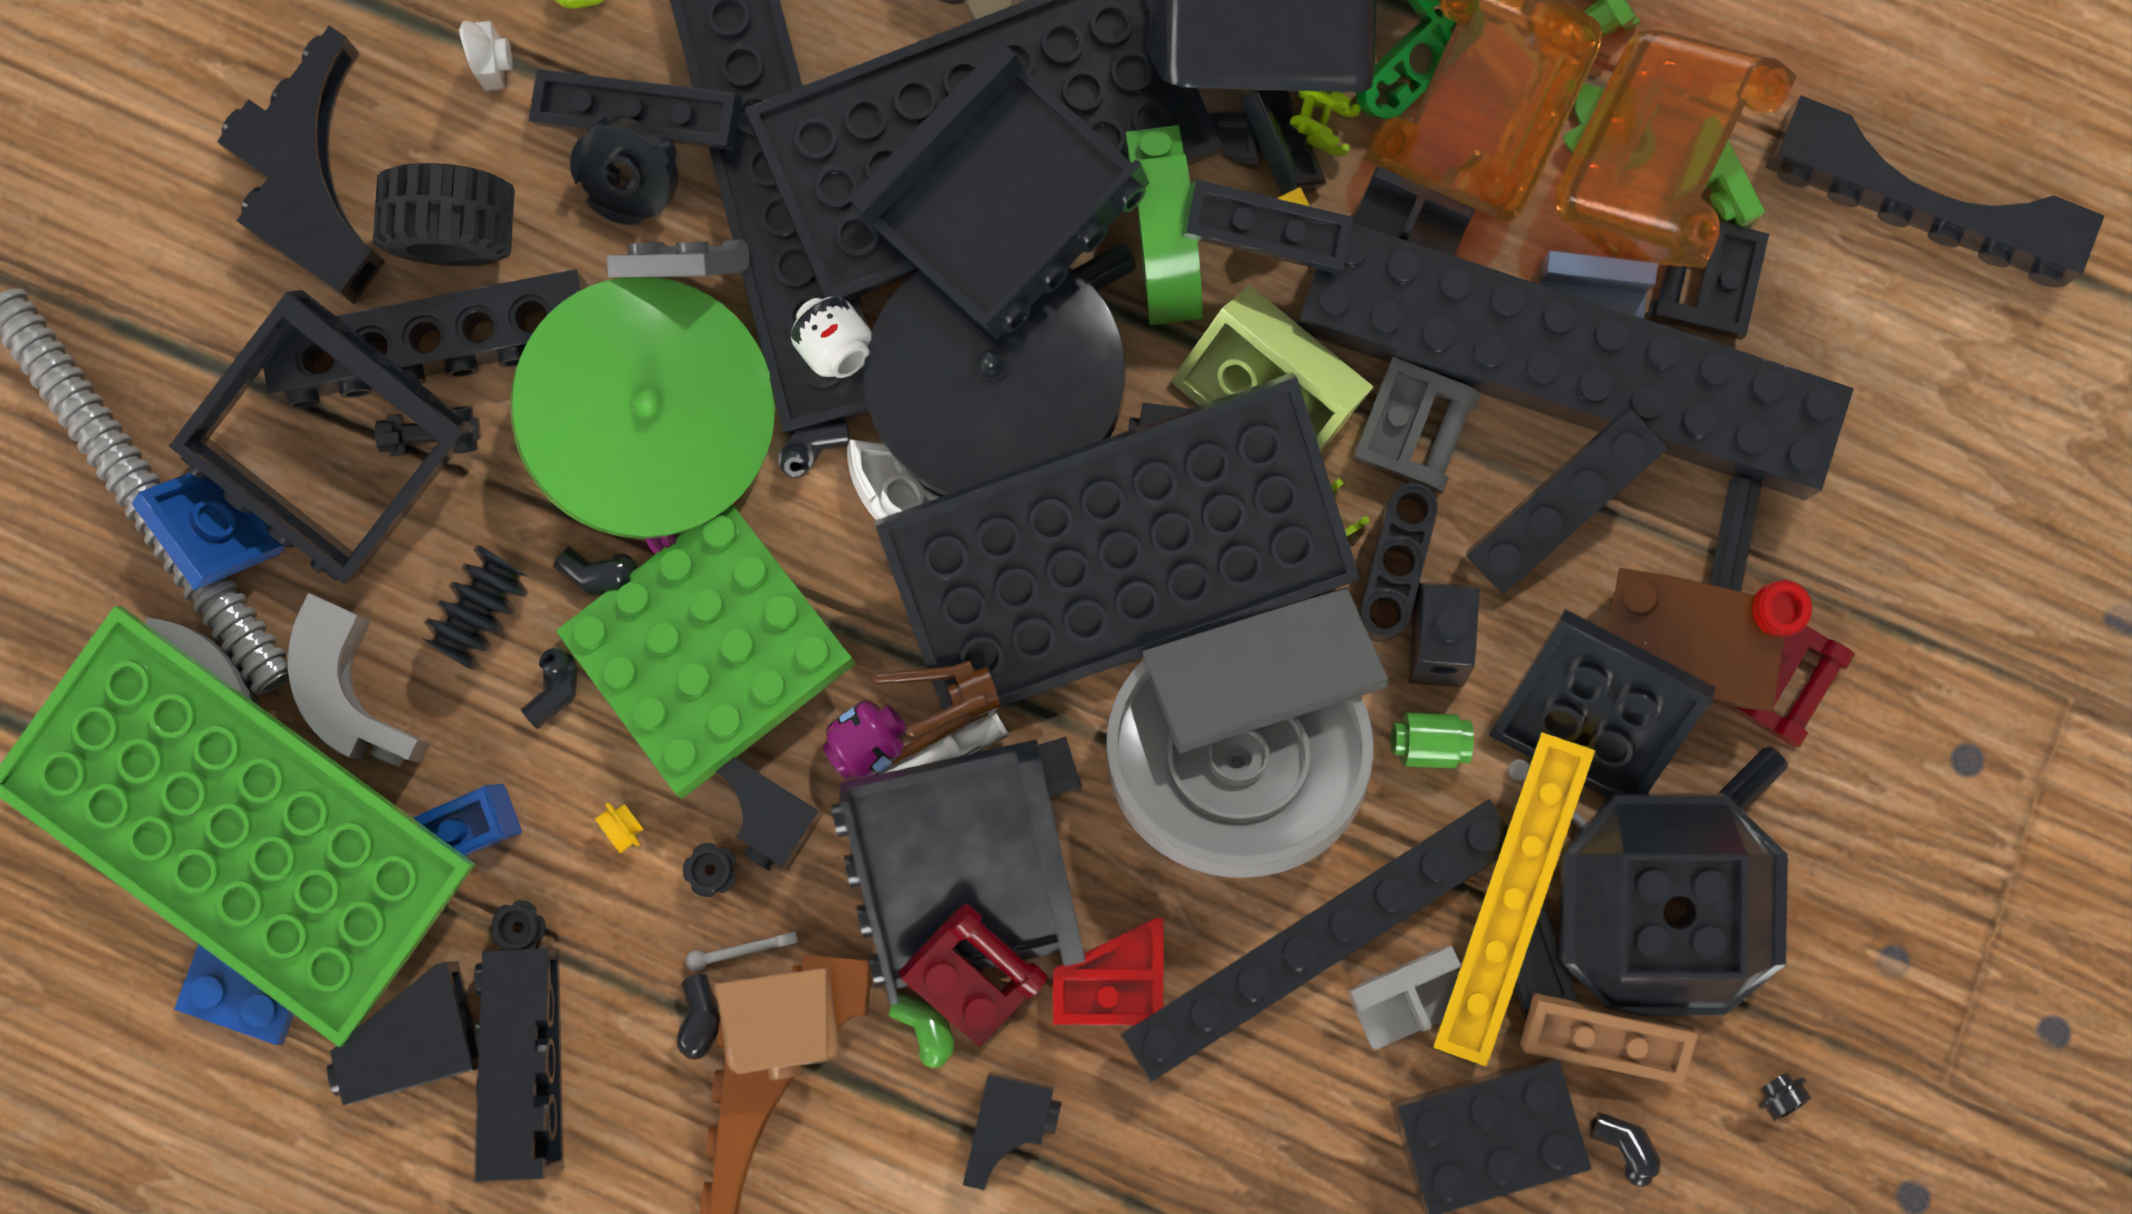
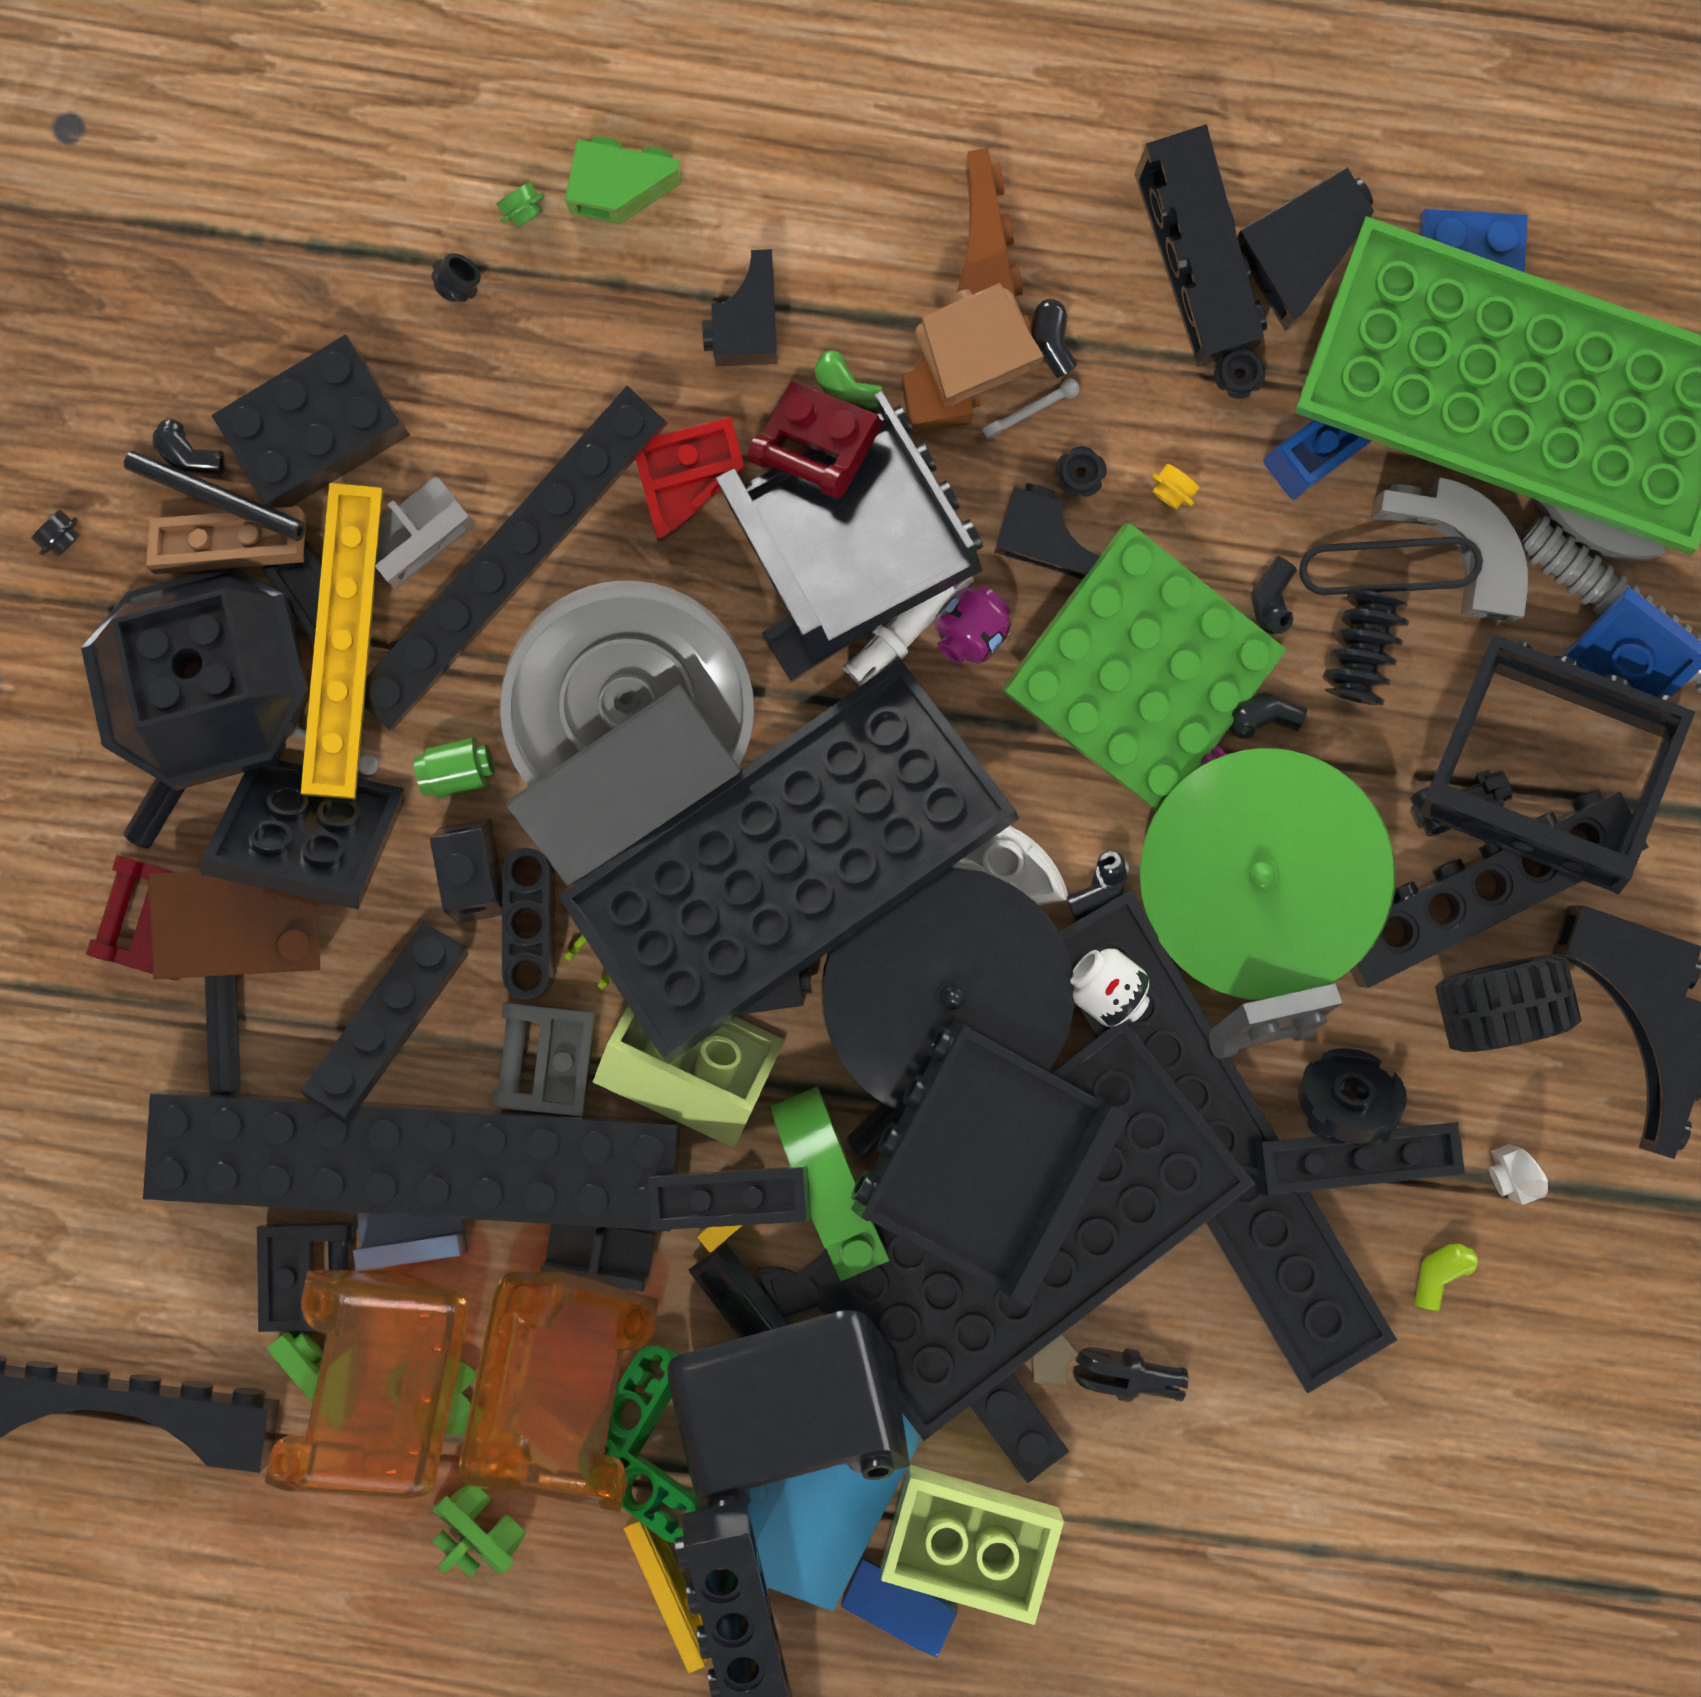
camera: 160 degrees right, 5 degrees up
(335, 662) = (1392, 544): none -> black piece
(971, 698) = (885, 684): reddish brown plant -> none
(1318, 132) = (707, 1313): lime piece -> none
(1609, 1088) = (215, 495): none -> black piece
(1782, 608) = (160, 970): red tile -> none

